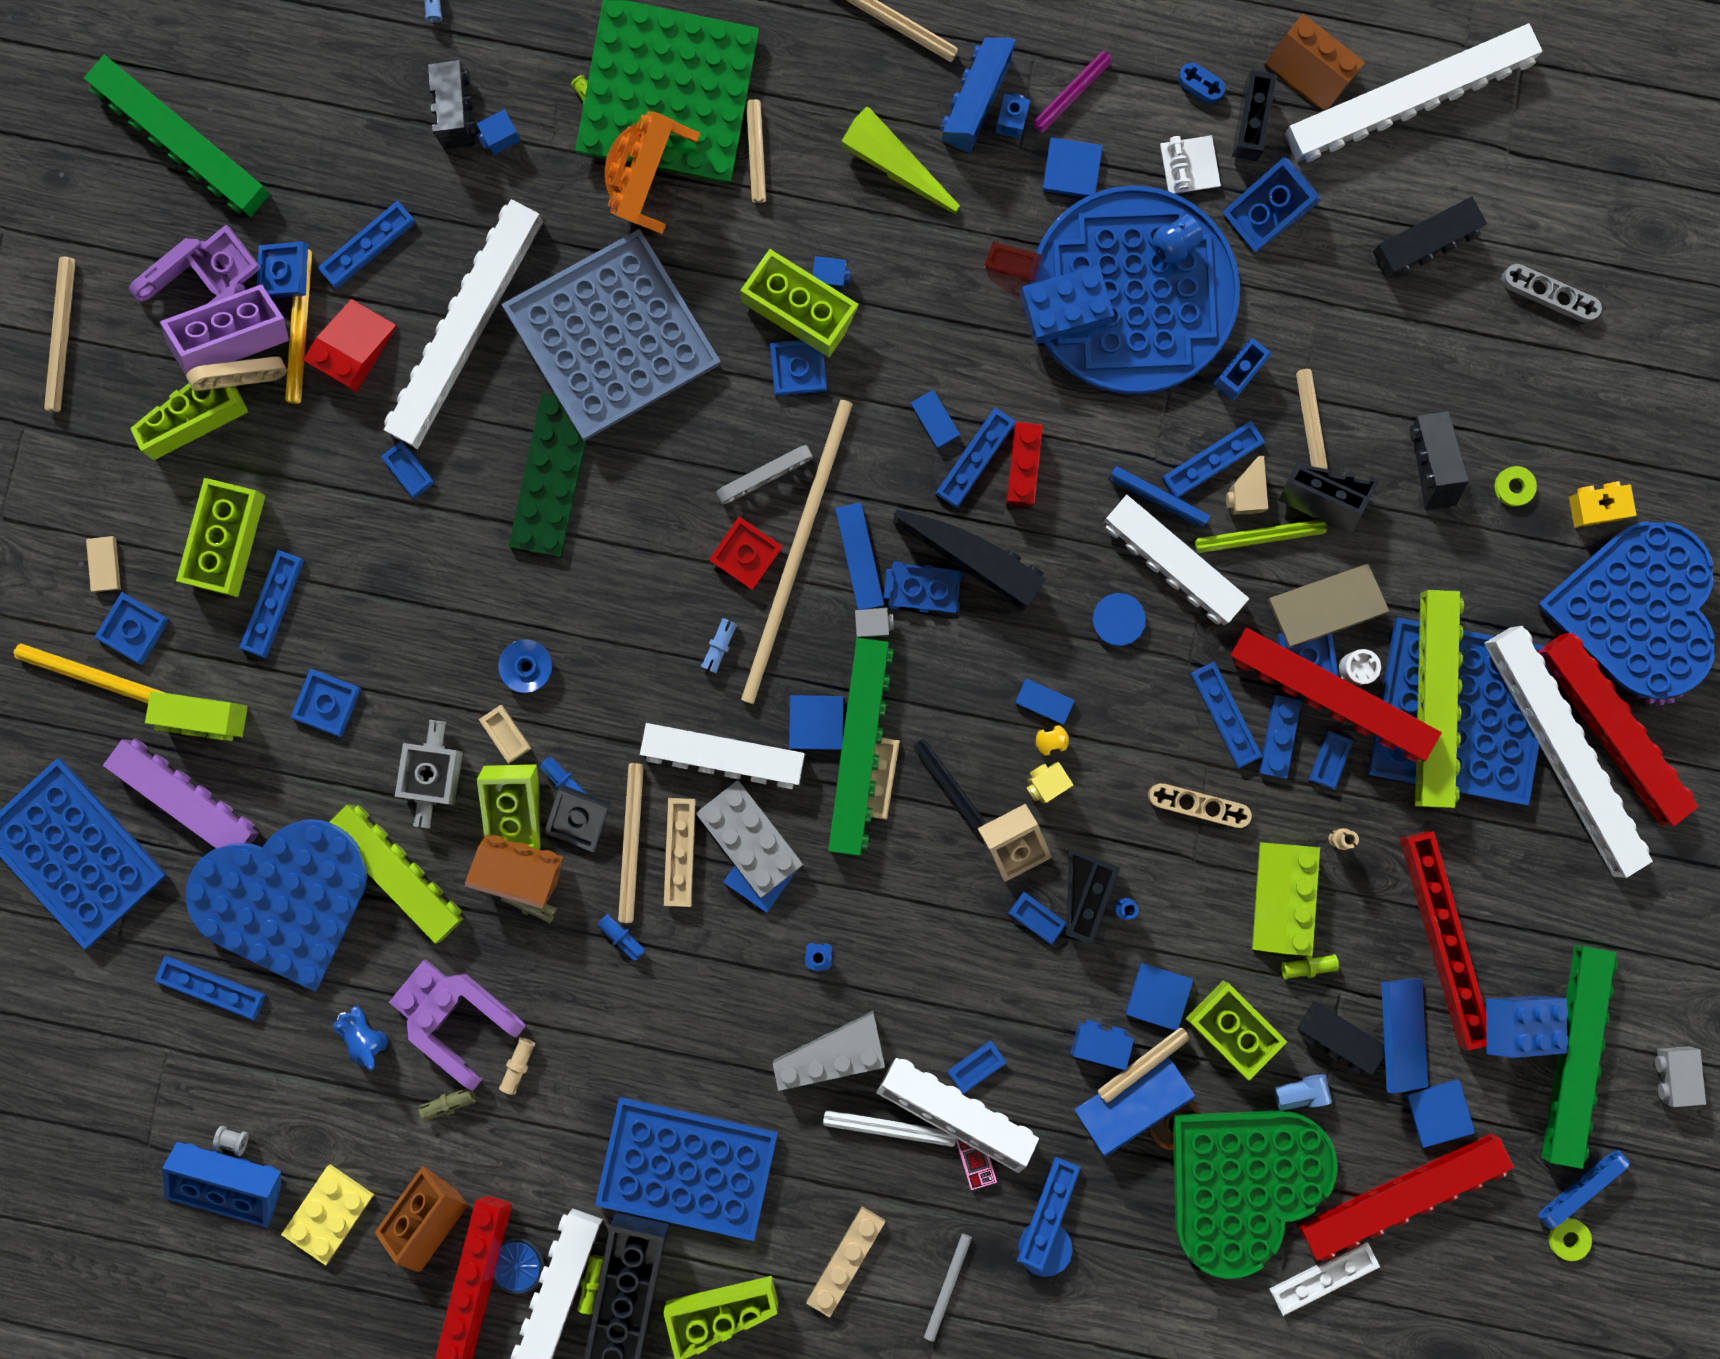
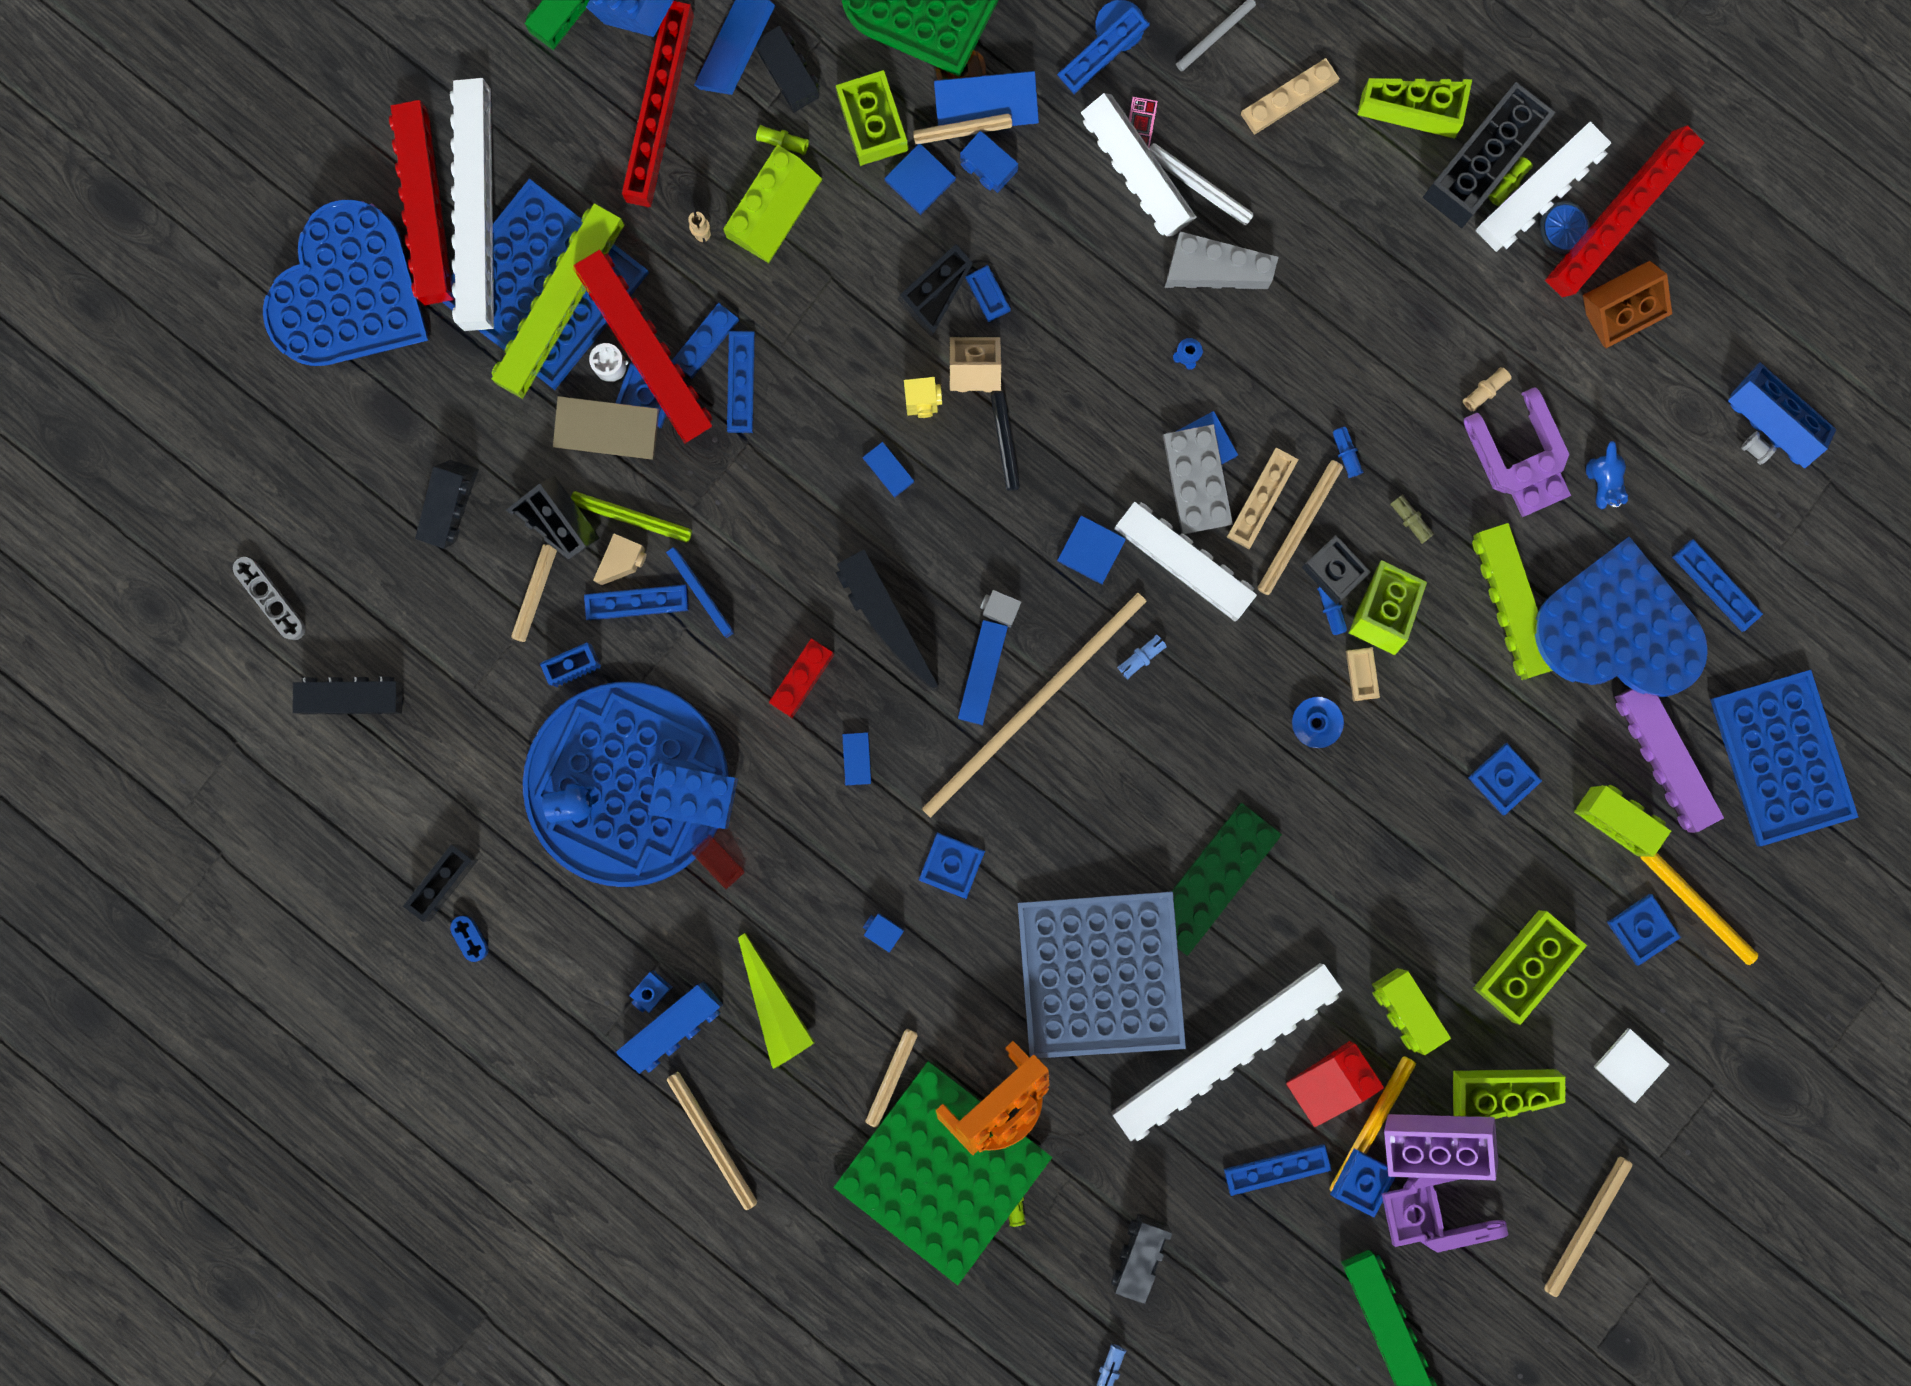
camera: 155 degrees left, 0 degrees up
(86, 497) = (1631, 1065): none -> white tile
(103, 564) = (1643, 999): tan tile -> none
(236, 373) = (1449, 1103): tan beam -> none
(271, 604) = (1511, 889): blue tile -> none
(312, 439) = (1410, 1012): none -> lime brick
(327, 1214) = (1704, 347): light yellow plate -> none
(407, 469) = (1337, 947): blue tile -> none
(425, 790) = (1461, 669): light grey brick -> none
(446, 1104) = (1562, 387): olive pin -> none
(497, 132) = (1112, 1211): blue brick -> none
(514, 871) = (1412, 549): dark orange slope -> none
(686, 1168) = (1385, 235): blue plate -> none
(746, 553) = (1079, 724): red plate -> none
(764, 474) = (1028, 784): light grey beam -> none
(799, 302) = (923, 918): lime slope -> none
(859, 745) = (1066, 508): green brick -> none
(884, 777) = (1060, 476): tan tile -> none
(922, 588) = (942, 618): blue piece -> none
(975, 458) = (838, 707): blue tile -> none
(976, 1067) = (1101, 198): blue tile -> none
(1052, 740) = (899, 432): yellow piece -> none
(1072, 91) = (585, 989): magenta axle -> none
(1072, 167) = (622, 920): blue tile -> none
(1118, 619) = (789, 507): blue tile -> none
(1132, 907) = (908, 262): blue pin -> none
(1175, 560) = (714, 531): white brick -> none
(1190, 164) = (518, 870): white hinge -> none
(1200, 803) = (801, 319): tan beam -> none
(1272, 204) = (466, 797): blue slope -> none
(1310, 1091) = (836, 40): medium blue piece -> none
(1314, 63) = (362, 904): dark orange slope -> none
(1331, 760) = (672, 300): blue tile -> none
(1412, 93) = (290, 833): white brick -> none
(1528, 483) = (402, 456): lime piece -> none
(1617, 500) = (316, 386): yellow brick -> none

